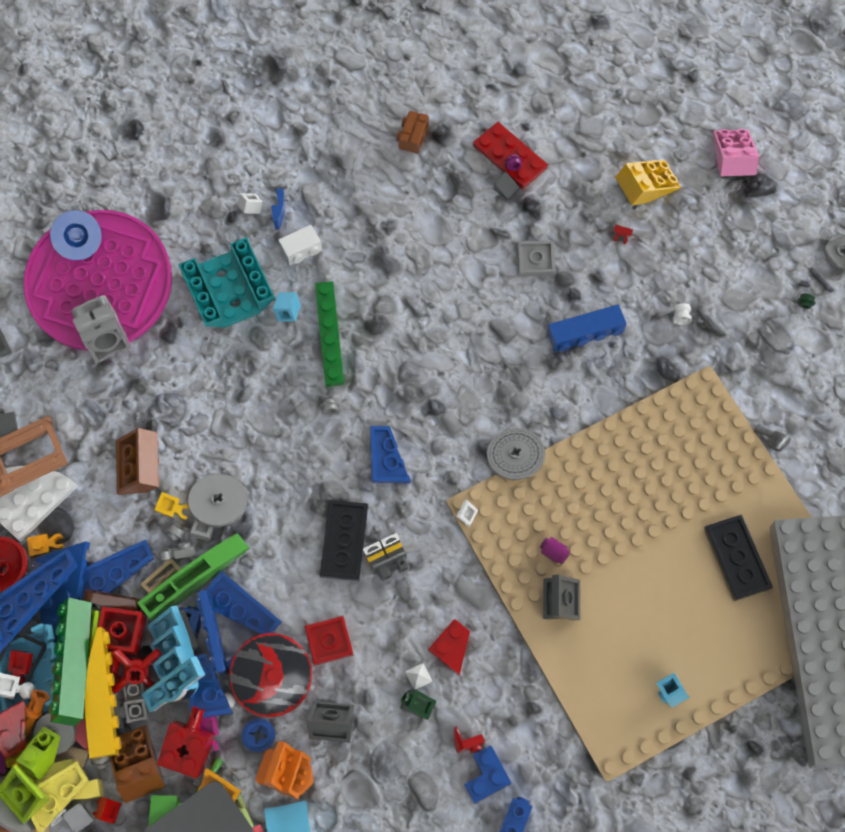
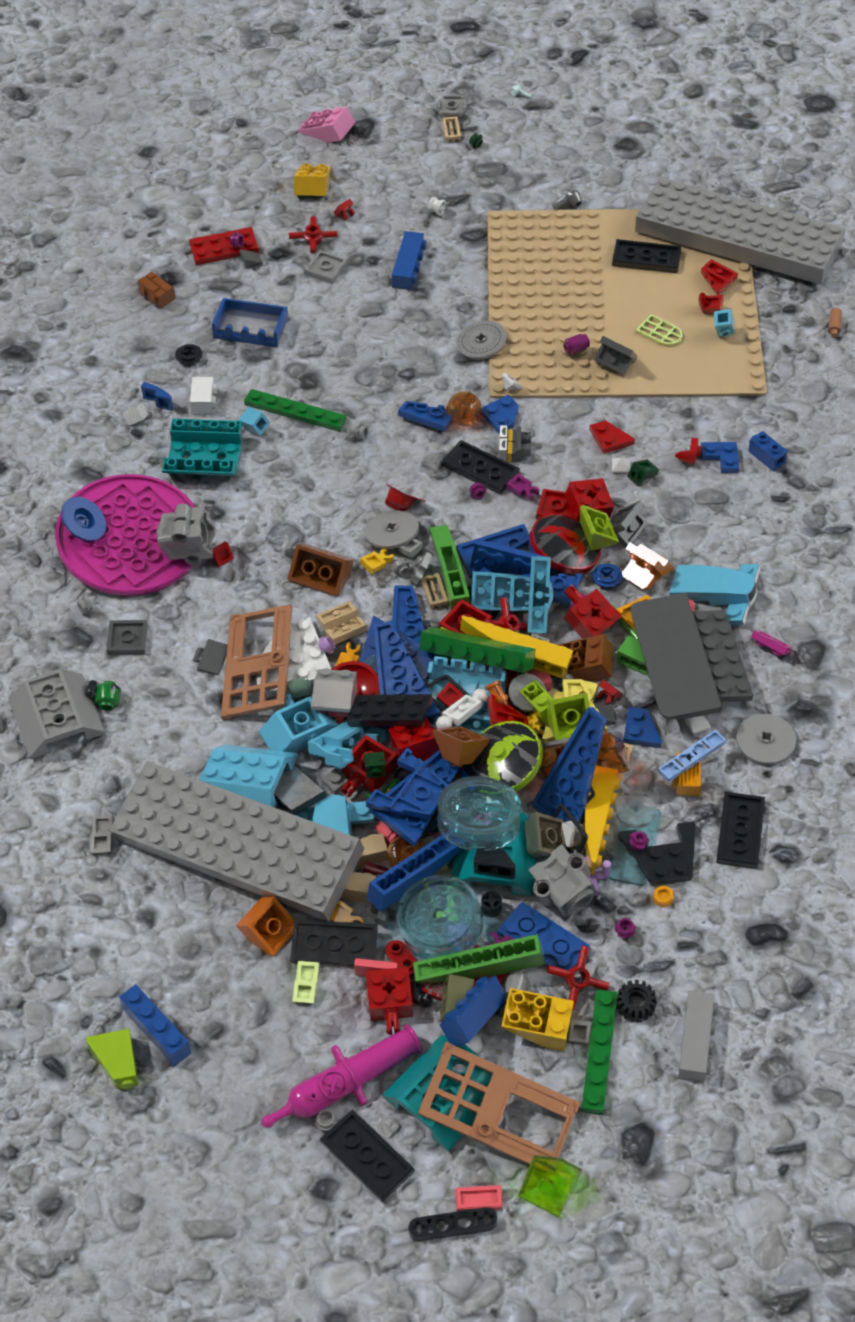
camera: 60 degrees left, 15 degrees down
(47, 516) = (326, 645): none -> lavender plate
(84, 515) = (341, 622): none -> tan slope
(111, 599) = (434, 620): reddish brown beam -> none
(113, 368) = (222, 554): none -> red tile
(259, 489) = (398, 500): none -> red piece
(296, 699) = (597, 528): none -> lime slope
(306, 554) = (477, 491): none -> magenta plate
(326, 670) = (588, 493): none -> red brick
(334, 592) = (521, 485): none -> magenta plate
(354, 200) = (185, 350): none -> black gear
(405, 486) = (464, 408): none -> clear orange cylinder
(418, 232) = (249, 322): none -> blue window
(426, 524) = (501, 413): none -> blue plate
(569, 223) = (313, 234): none -> red bar
(638, 635) = (658, 326): none -> yellowish green window
(700, 660) = (711, 303): none -> red plate
(748, 649) = (718, 276): none -> red wing
(757, 811) = (835, 322): none -> nougat cylinder
(799, 276) = (452, 136): none -> tan tile

